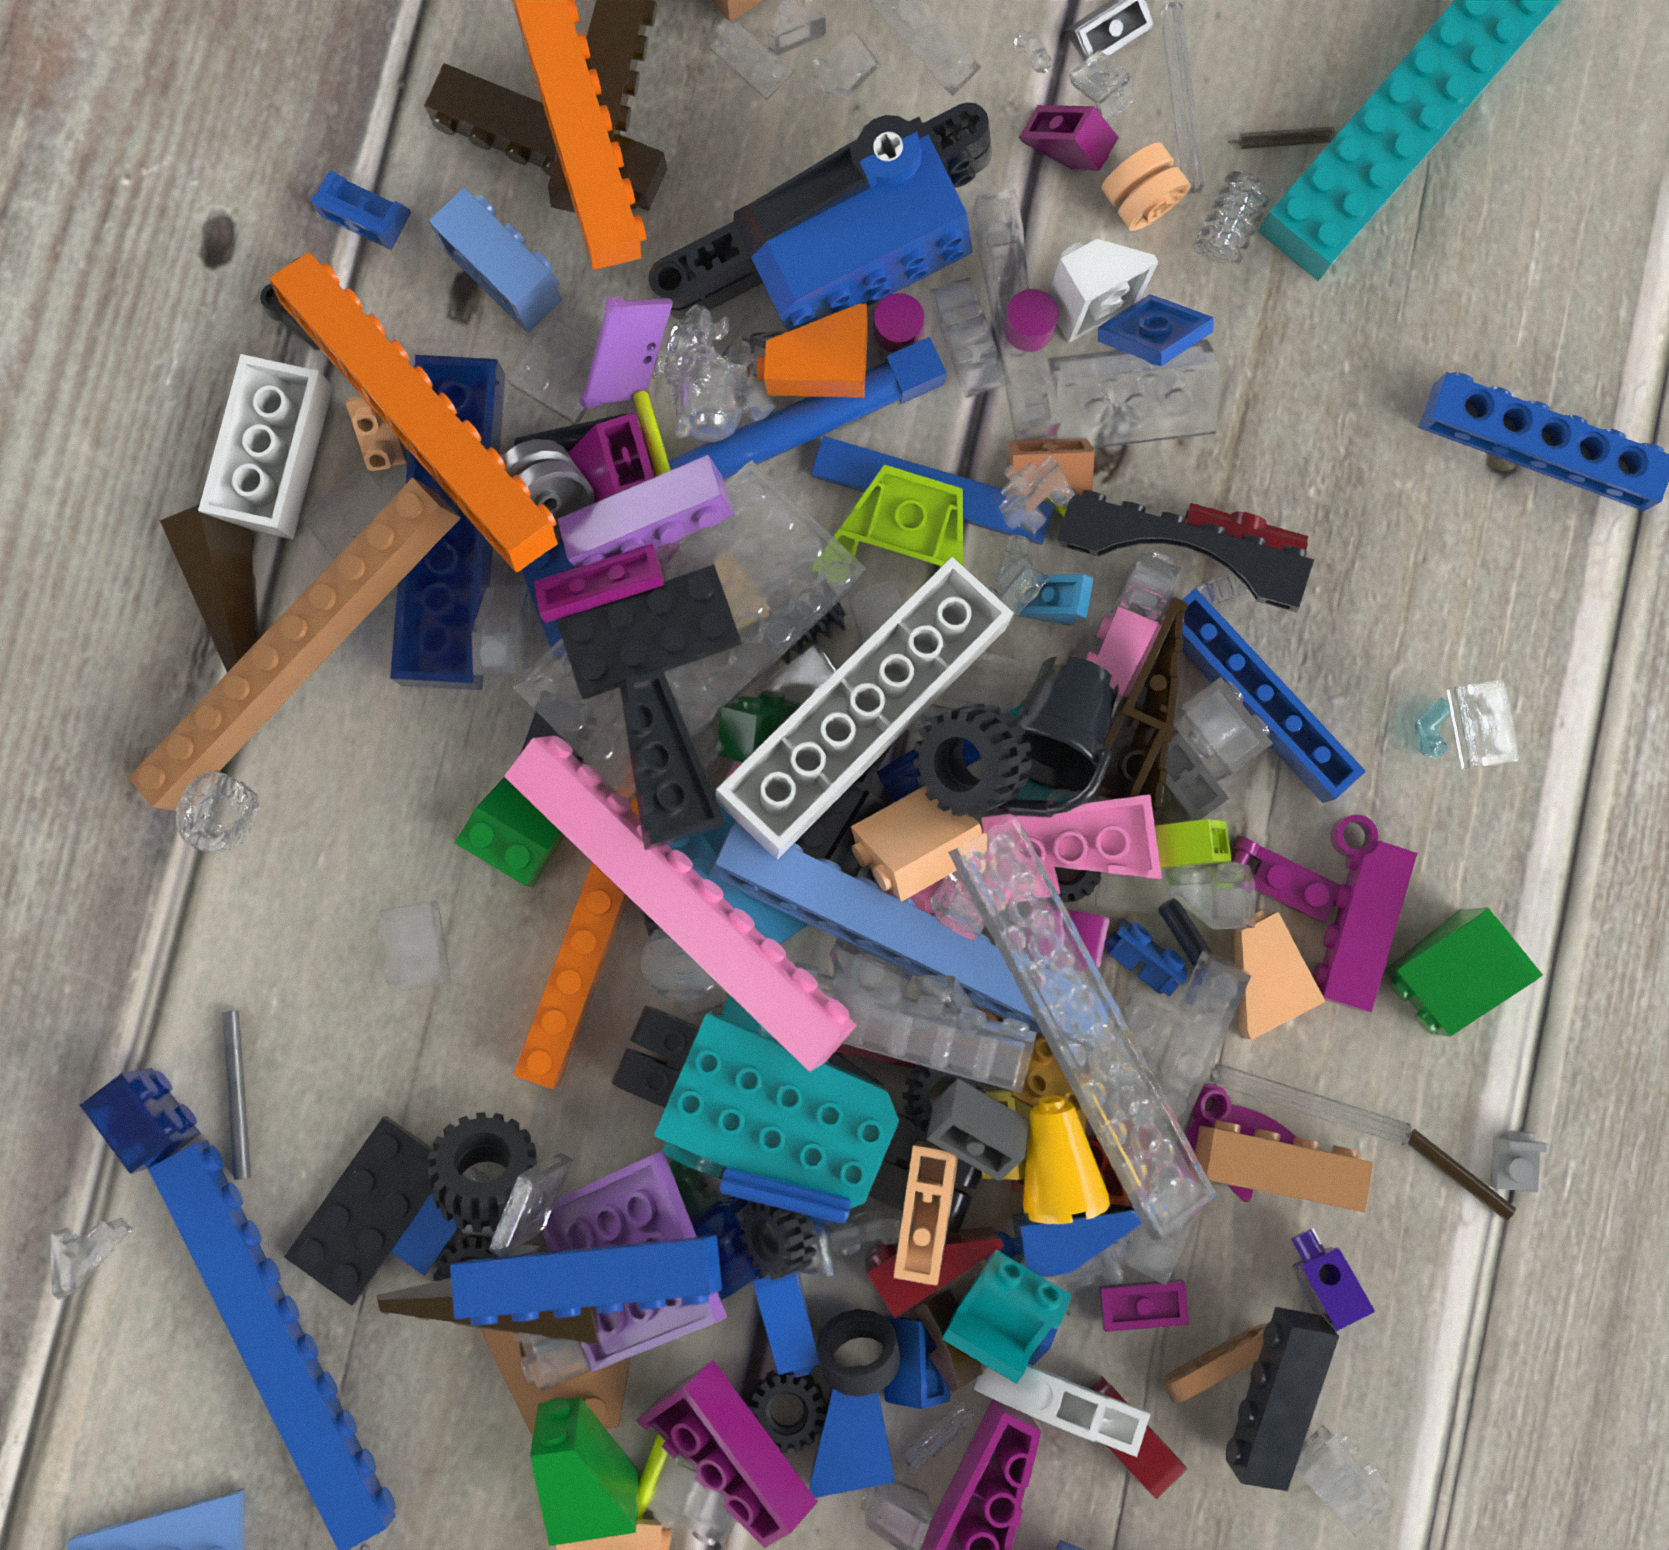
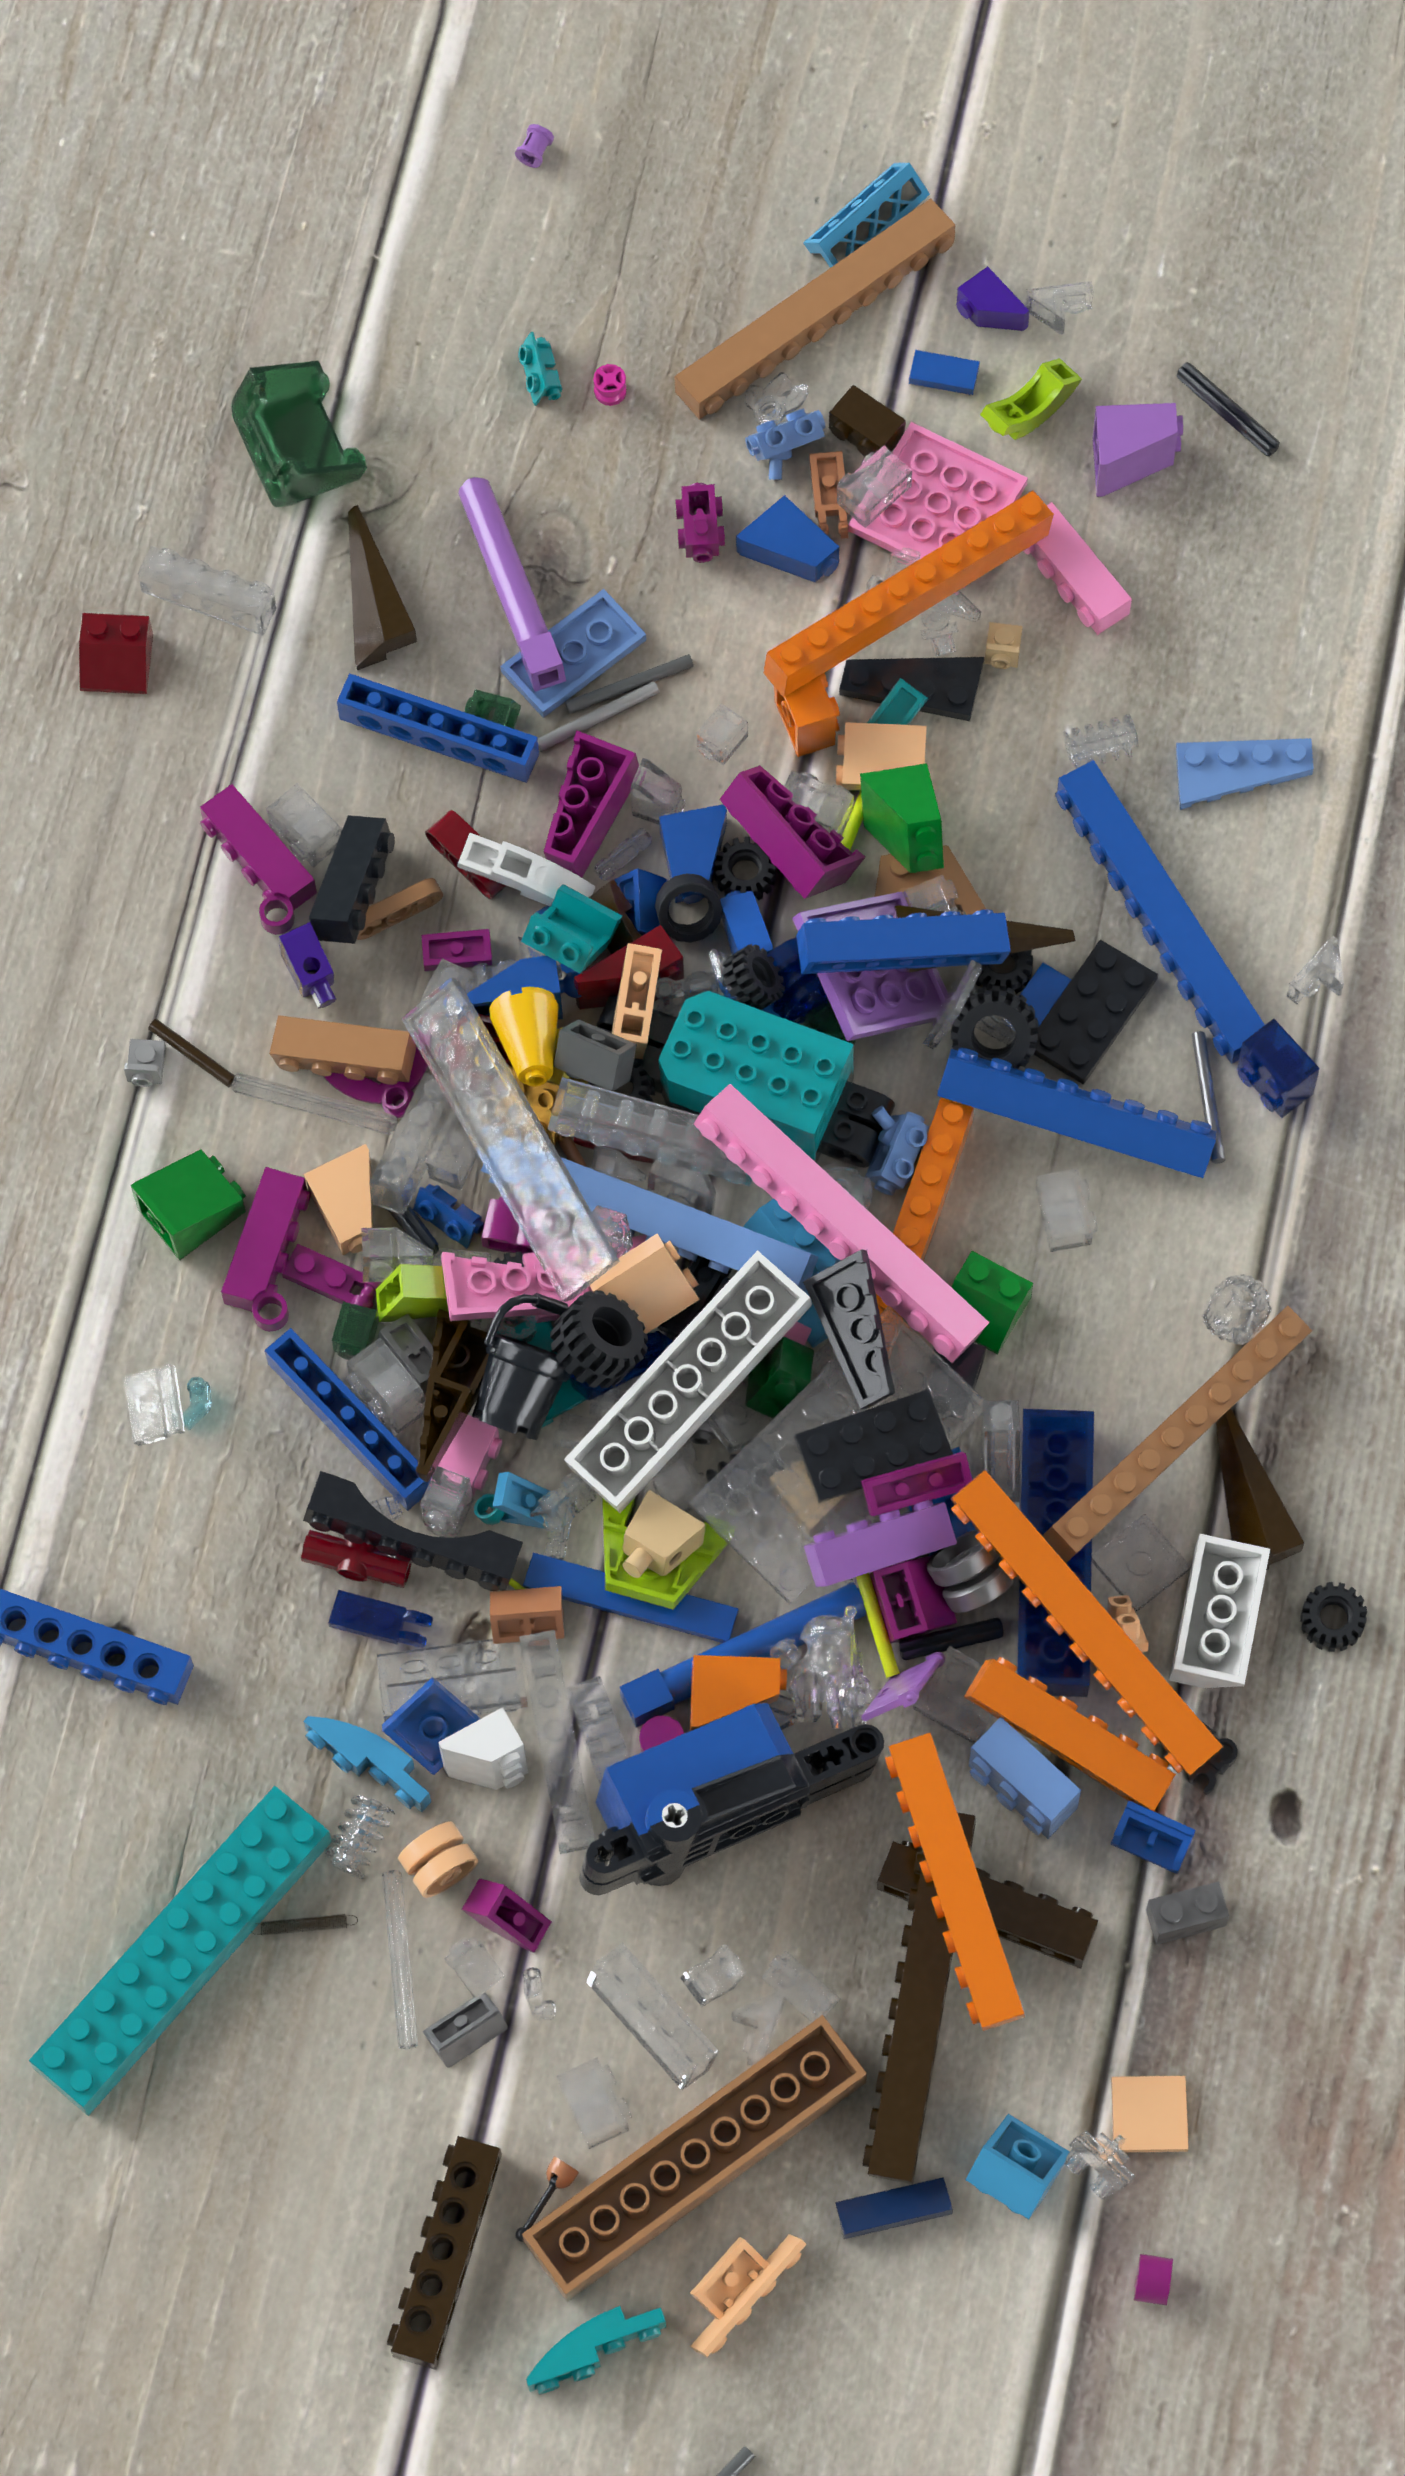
camera: 175 degrees left, 15 degrees down
(122, 438) = (1337, 1596): none -> black tyre
(328, 121) = (1187, 1912): none -> flat silver brick
(390, 1063) = (1077, 1112): none -> blue brick
(443, 301) = (1069, 1734): none -> orange brick
(610, 1021) = (897, 1150): none -> medium blue brick
(785, 1195) = (747, 1000): blue axle -> none
(901, 538) = (660, 1537): none -> tan torso
(1029, 489) = (546, 1578): clear hips -> none
(1030, 320) = (544, 1730): magenta piece -> none
(1102, 590) = (482, 1505): none -> teal hinge
(1216, 471) = (377, 1619): none -> clear blue hinge
(1237, 320) = (359, 1749): none -> dark azure slope
(1254, 807) = (354, 1330): none -> clear green brick
(1391, 1442) = (261, 854): none -> magenta hinge

